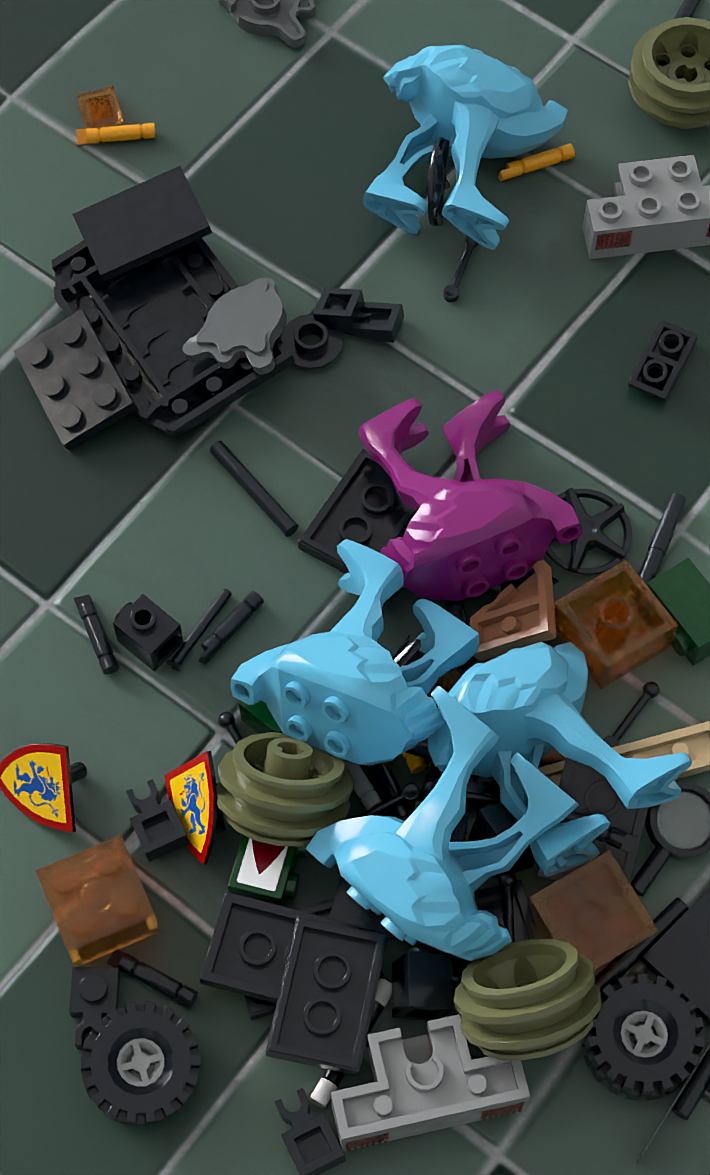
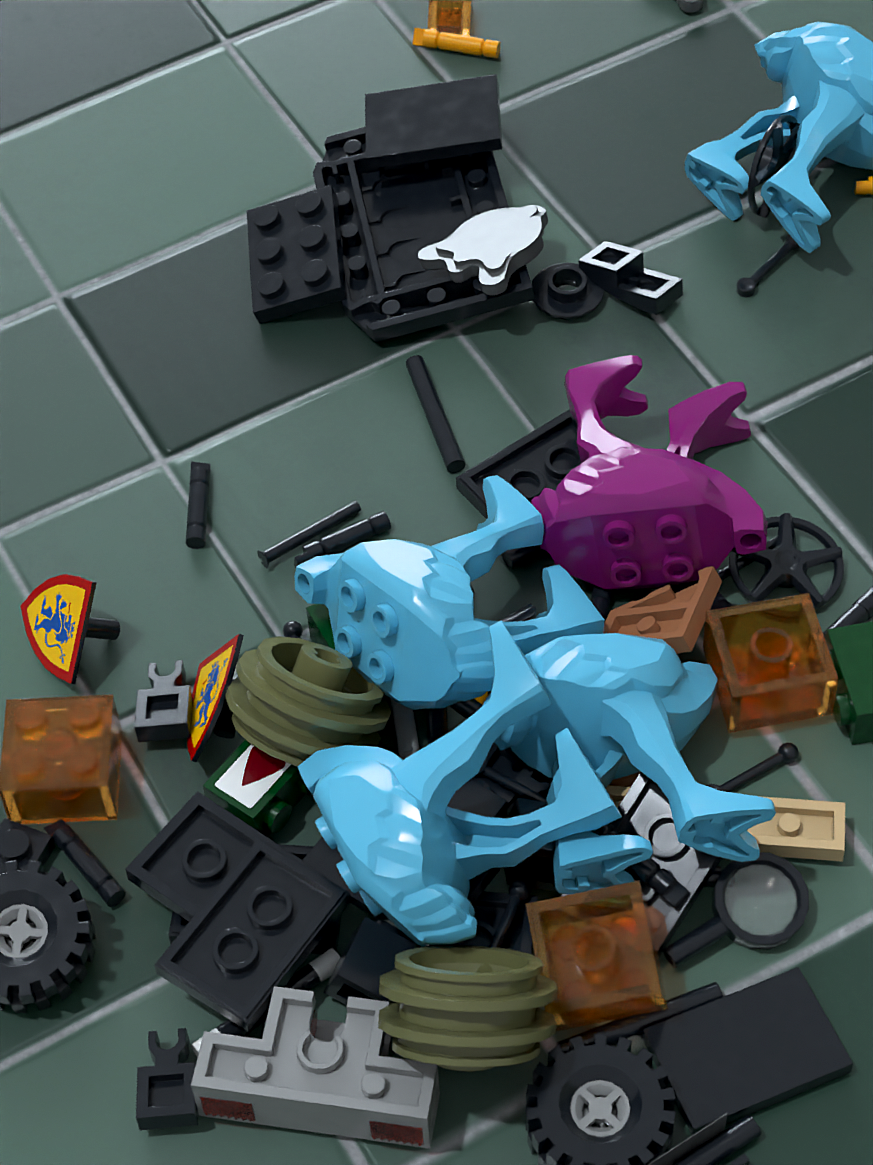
camera: 25 degrees right, 10 degrees down
(147, 632) = (249, 515): black brick -> none

